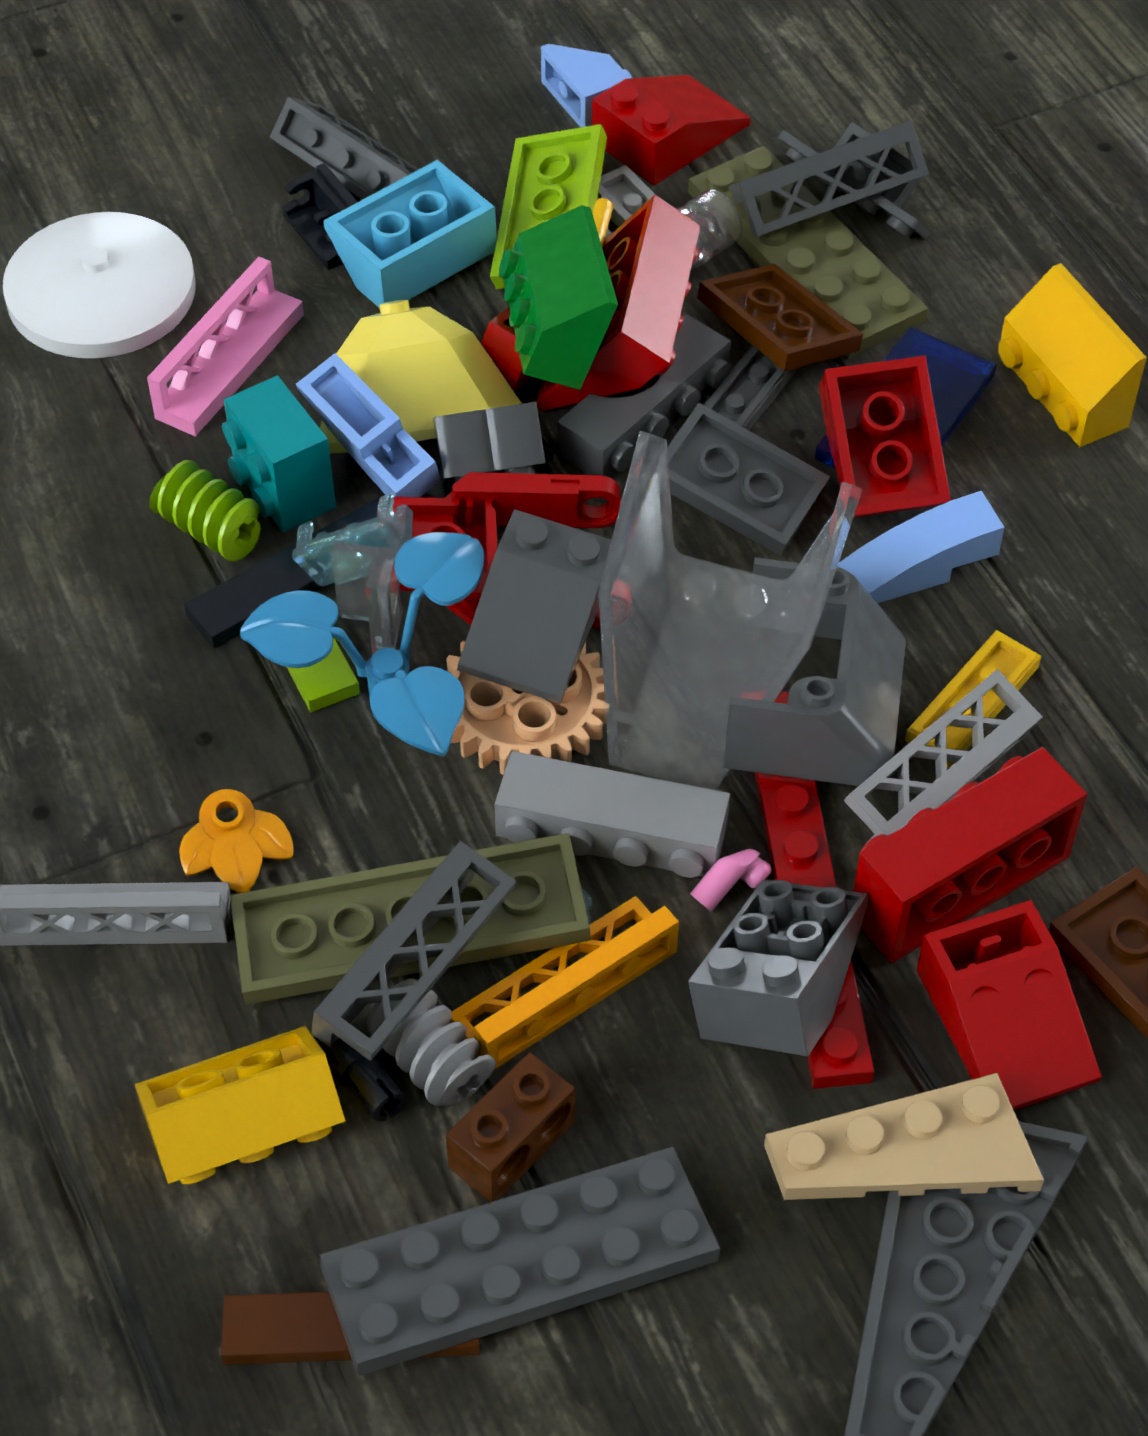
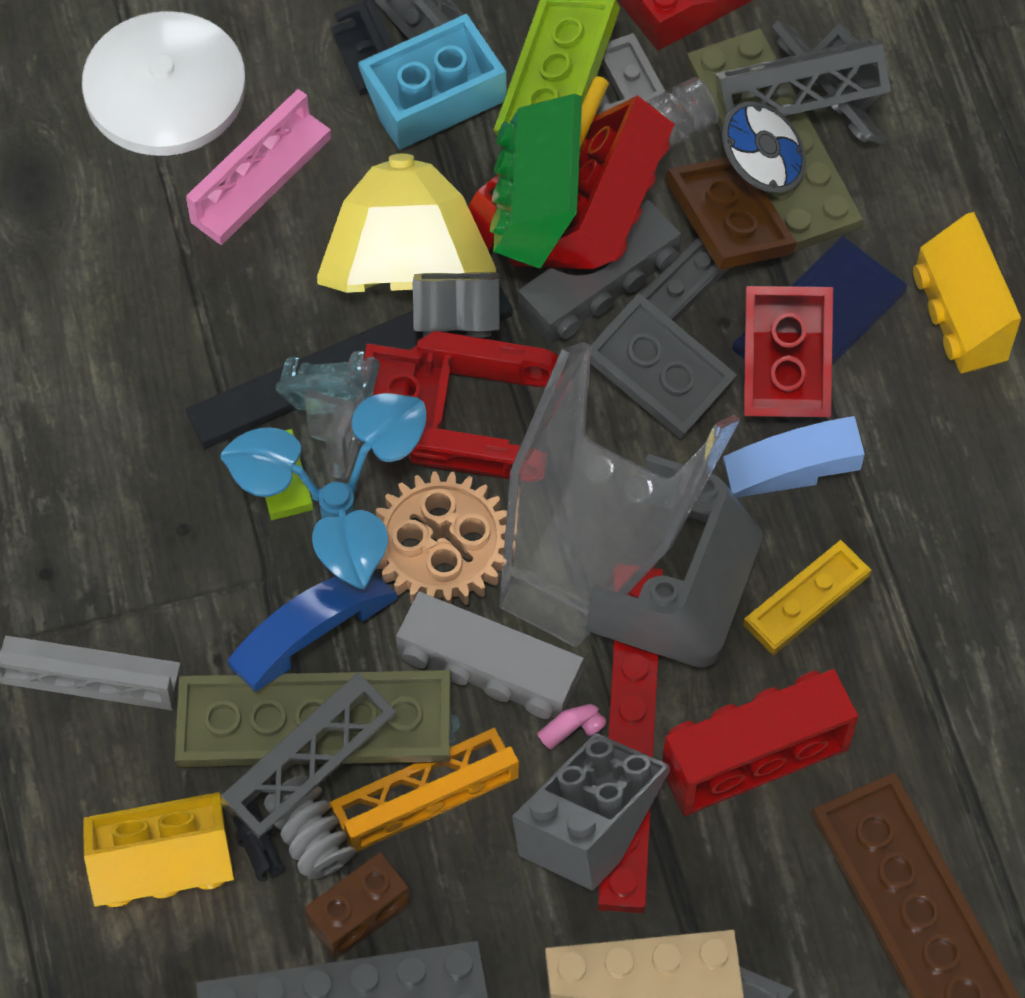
camera: 10 degrees right, 10 degrees up
(207, 510) = (217, 325): lime piece -> none
(234, 847) = (191, 632): light orange plate -> none
(279, 454) = (281, 286): teal brick -> none
(339, 840) = (301, 621): none -> blue slope
(368, 430) = (357, 280): light blue slope -> none
(536, 606) = (460, 471): dark grey slope -> none
(802, 244) = (763, 147): none -> shield
(968, 764) = (770, 671): light grey fence -> none
(1009, 1004) = (761, 874): red slope -> none

